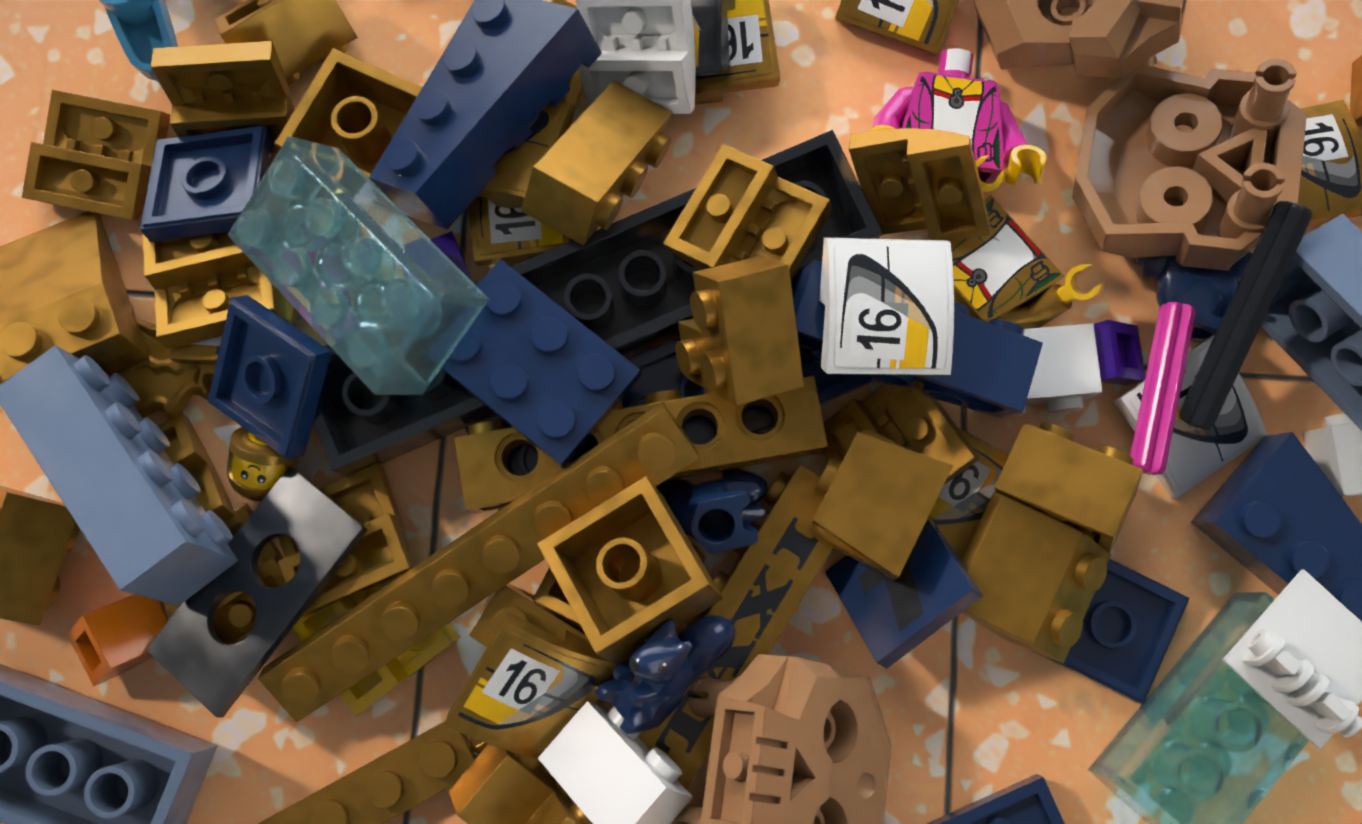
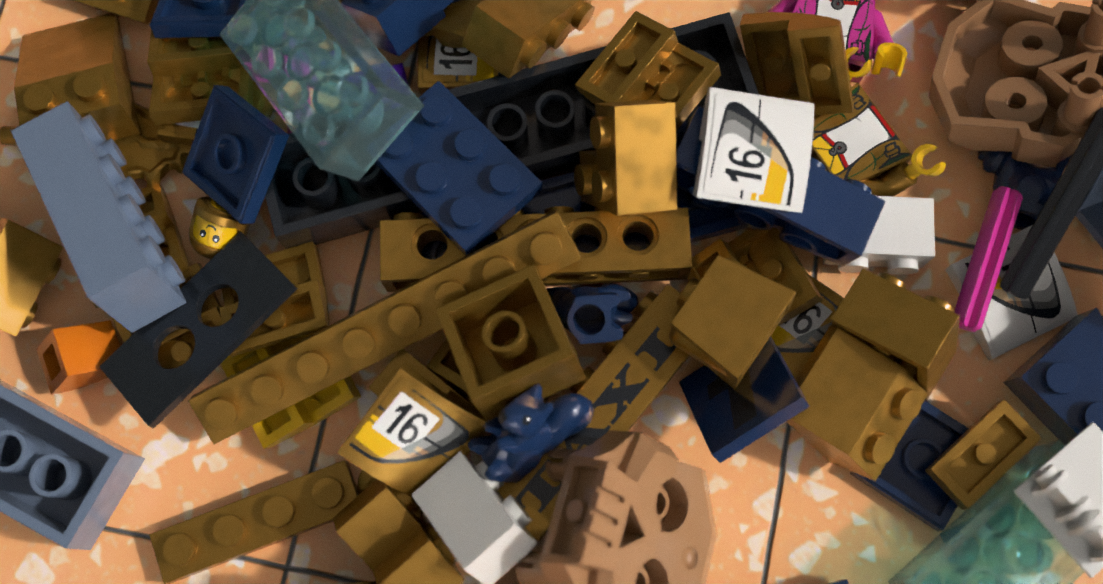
camera: 15 degrees right, 5 degrees down
(1119, 352) = (954, 228): dark purple plate -> none
(1180, 615) = (983, 454): none -> pearl gold plate

